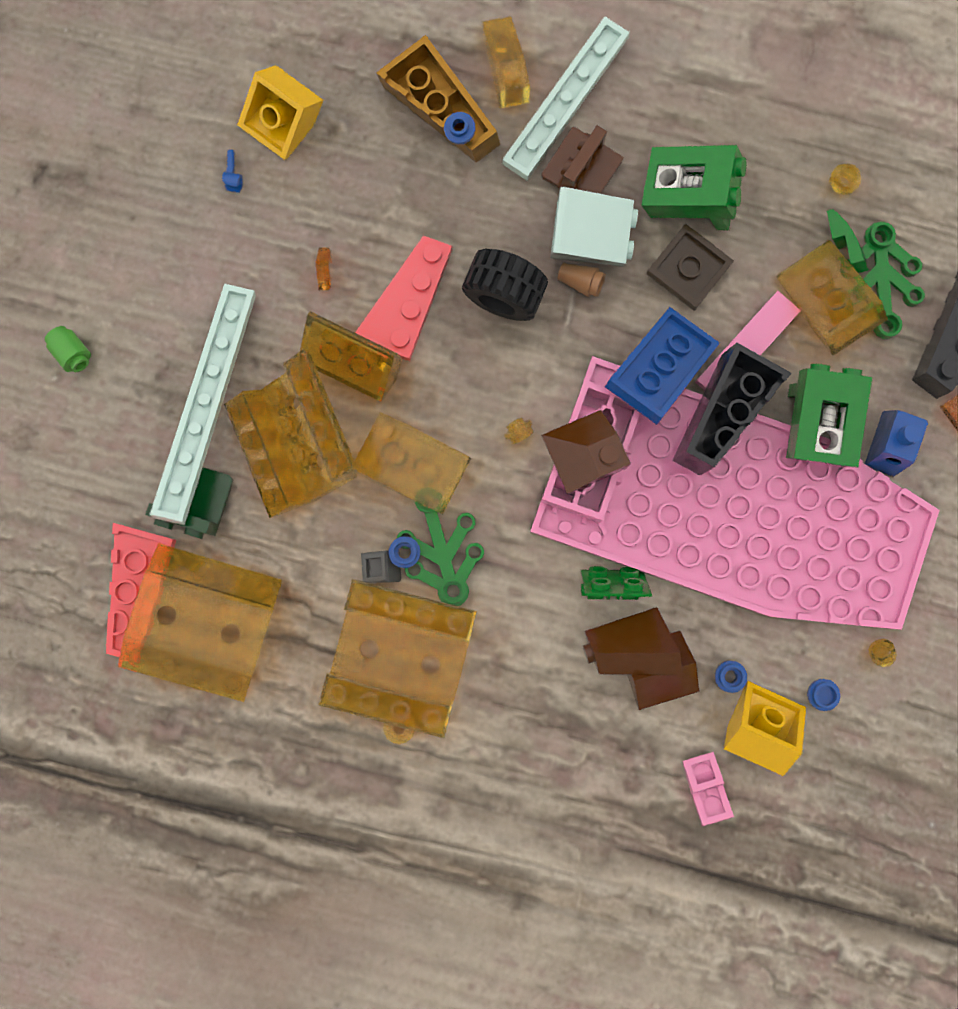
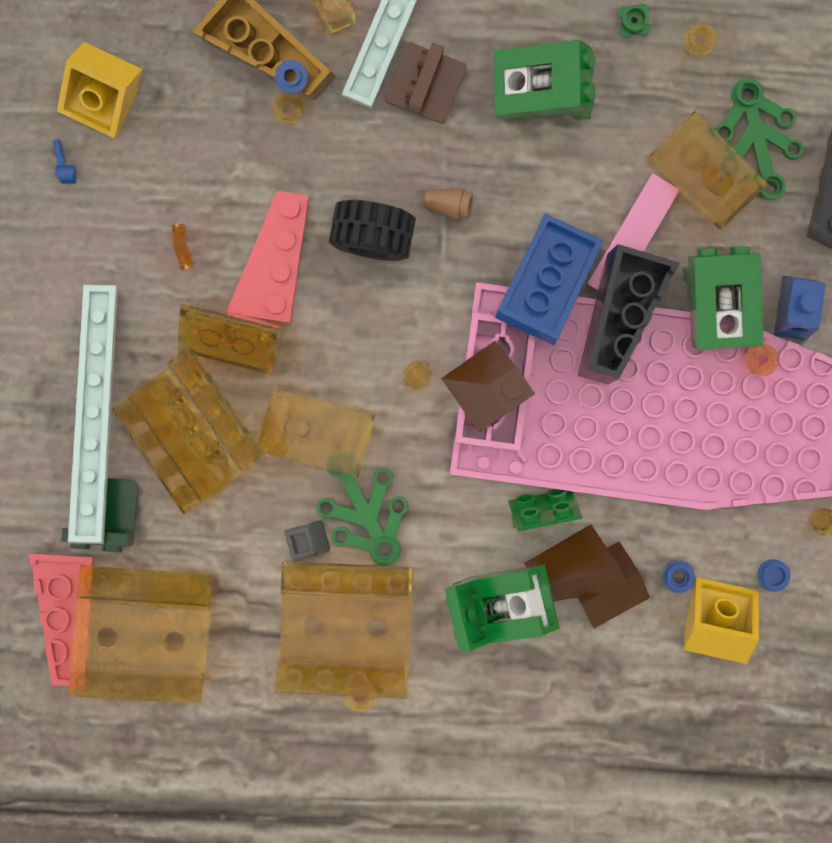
camera: 10 degrees left, 5 degrees up
(401, 542) = (323, 531): blue plate -> none
(446, 156) = (283, 99): none -> clear yellow plate
(532, 668) = (480, 613): none -> green brick
(593, 227) = (450, 151): light aqua slope -> none
(689, 267) = (557, 167): dark brown plate -> none
(707, 789) = (676, 691): bright pink slope -> none
(788, 141) = (639, 12): none -> green plate
(843, 486) = (753, 365): none -> clear orange plate
(844, 237) = (708, 102): green slope -> none

